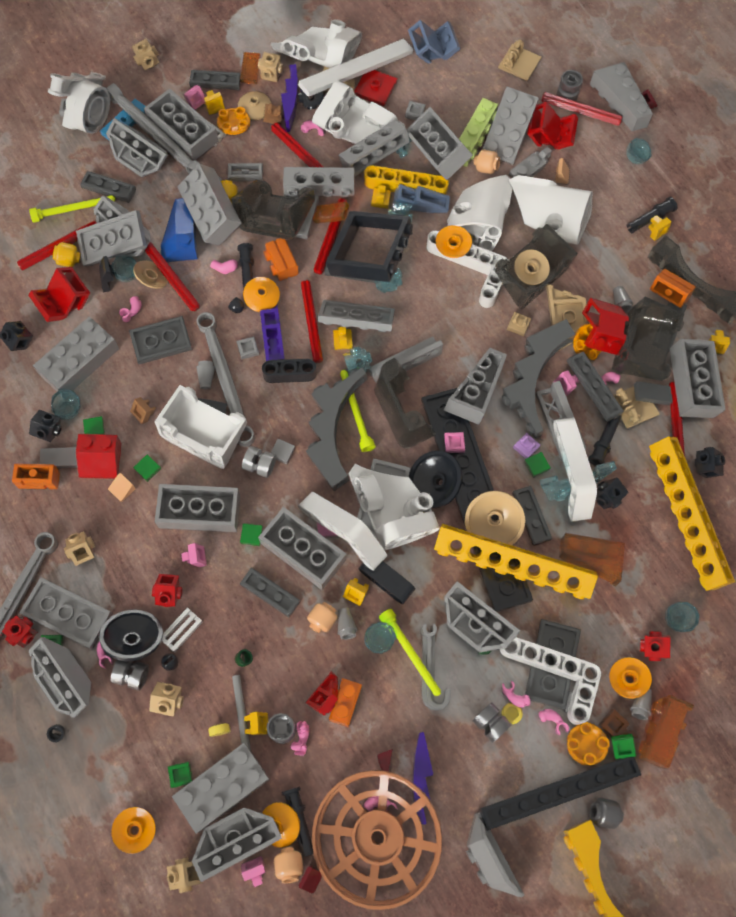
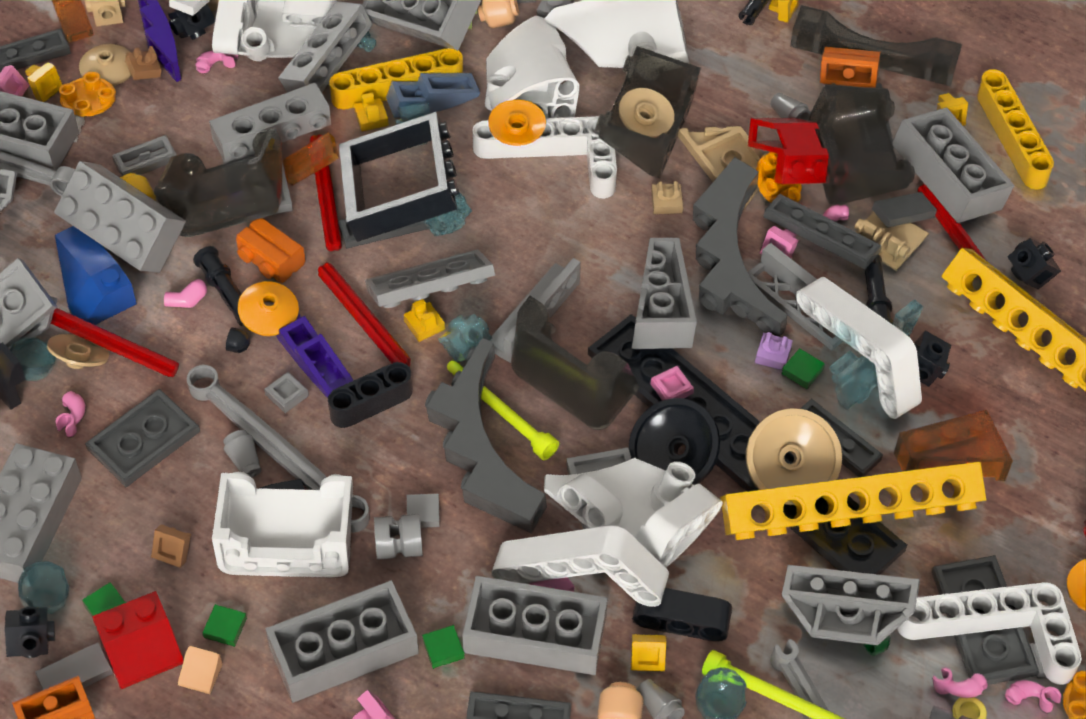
camera: 25 degrees left, 15 degrees down
(295, 146) = (199, 93): red axle -> none

